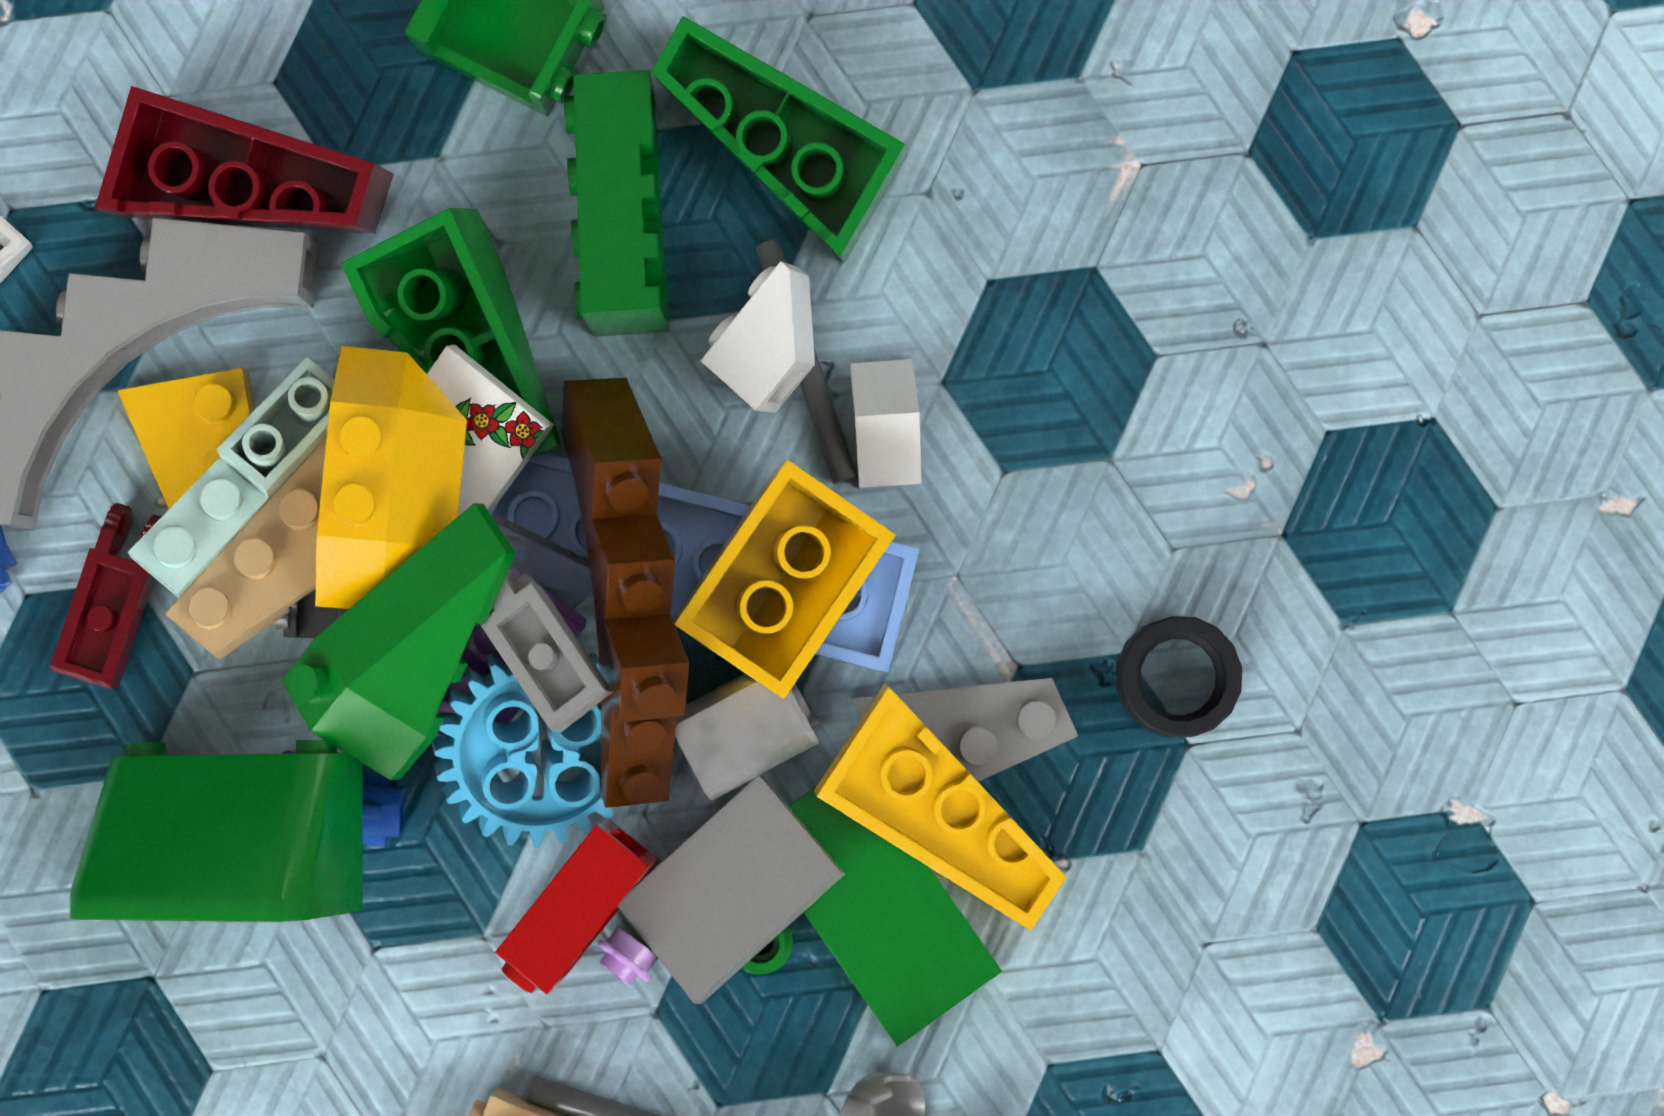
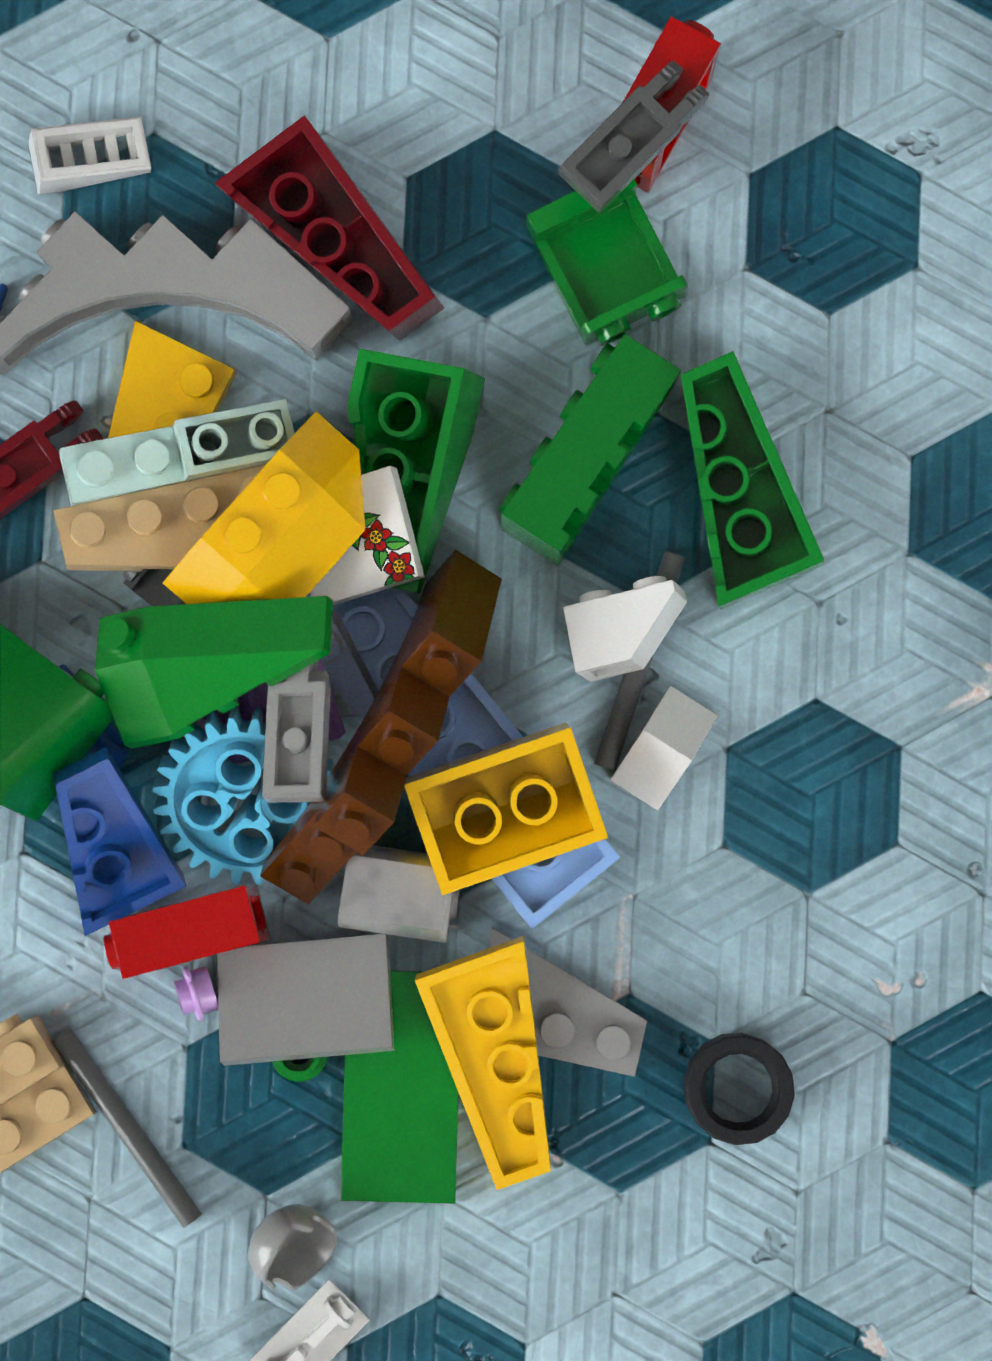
camera: 40 degrees right, 0 degrees up
(445, 878) = (111, 843): none -> blue wing

